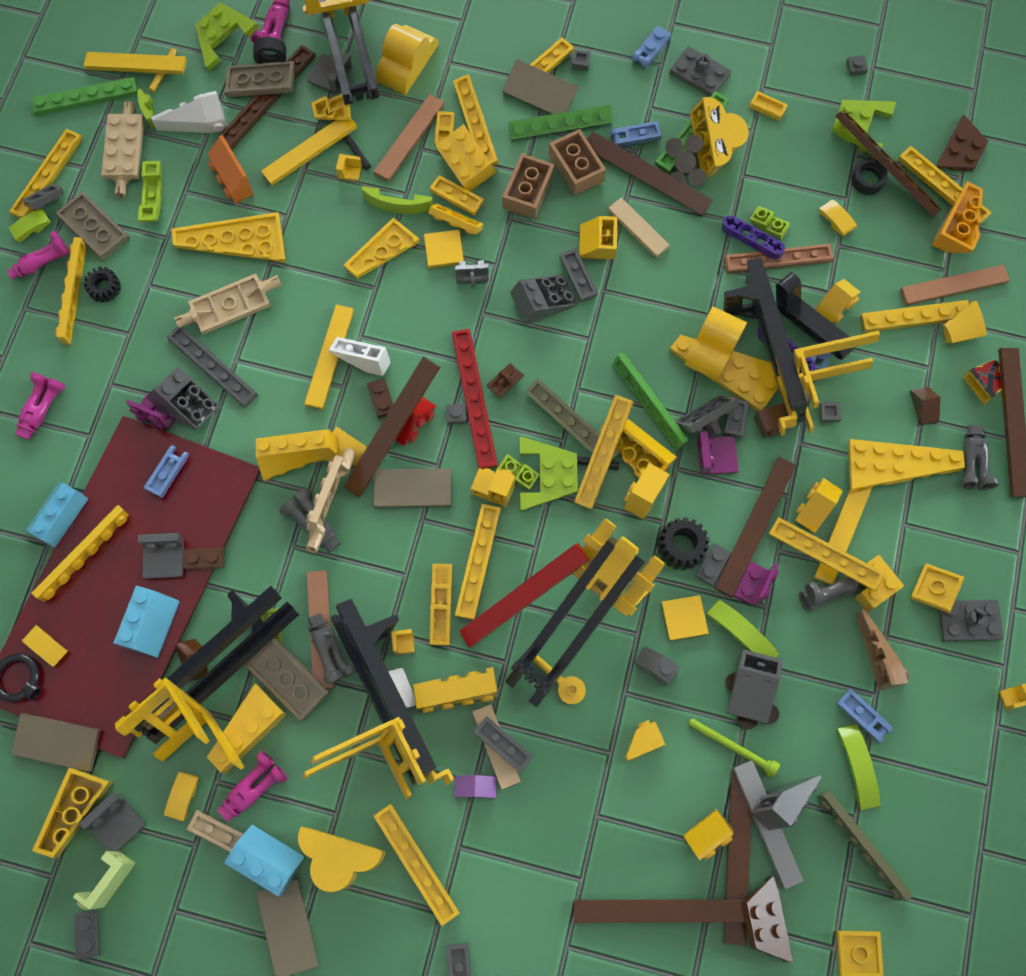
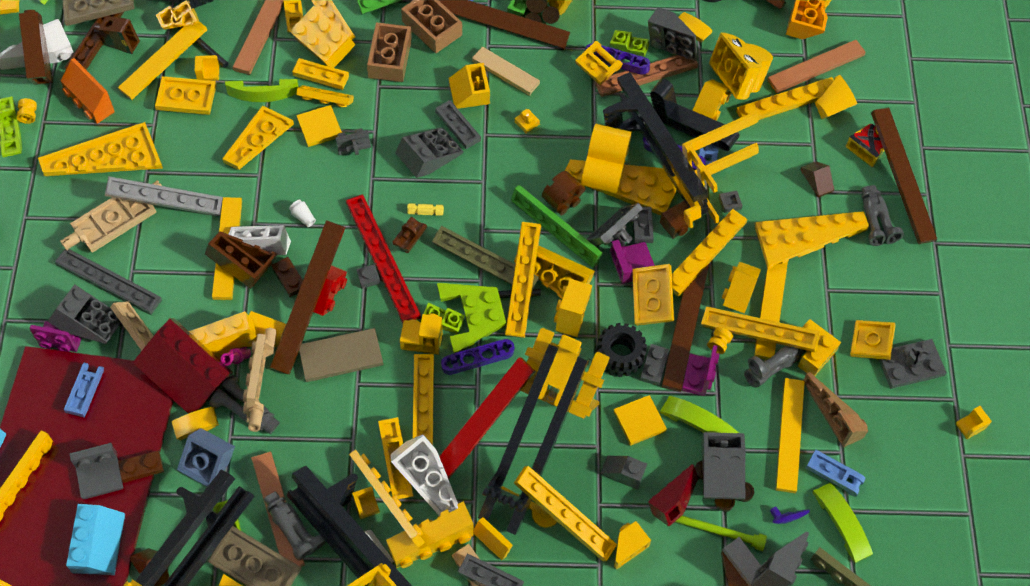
camera: 15 degrees left, 10 degrees down
(170, 178) = (26, 111): none -> yellow wheel
(188, 117) = (35, 48): none -> reddish brown slope
(229, 425) = (132, 323): none -> tan tile
(260, 469) = (182, 366): none -> dark red slope
(262, 526) = (193, 421): none -> yellow slope
(264, 562) = (204, 456): none -> sand blue slope
(271, 116) = (118, 33): none -> reddish brown torso
(279, 293) = (163, 196): none -> light grey tile
(312, 469) = (235, 356): none -> dark pink pin
(323, 192) = (185, 95): none -> yellow plate
(337, 372) = (240, 259): none -> reddish brown wedge
(407, 336) = (302, 213): none -> white cone
(425, 650) = (392, 502): none -> yellow plate
(464, 628) = (424, 470): none -> white wedge
(514, 705) = (492, 538): none -> yellow tile
(526, 356) = (425, 209): none -> light yellow axle
(542, 516) = (476, 353): none -> dark purple beam
(587, 700) = (565, 513): none -> yellow plate
(647, 285) = (527, 120): none -> yellow tile
(665, 369) = (563, 192): none -> reddish brown brick
(698, 706) = (673, 499): none -> dark red slope
(728, 242) = (594, 66): none -> yellow plate
(728, 494) = (653, 294): none -> yellow plate
(783, 555) = (720, 339): none -> yellow wheel
(791, 460) = (706, 251): none -> yellow plate
(806, 749) = (787, 517): none -> dark purple bar
(814, 223) = (672, 34): none -> dark grey slope
(828, 667) = (790, 435): none -> yellow tile
(876, 270) = (740, 65): none -> yellow brick

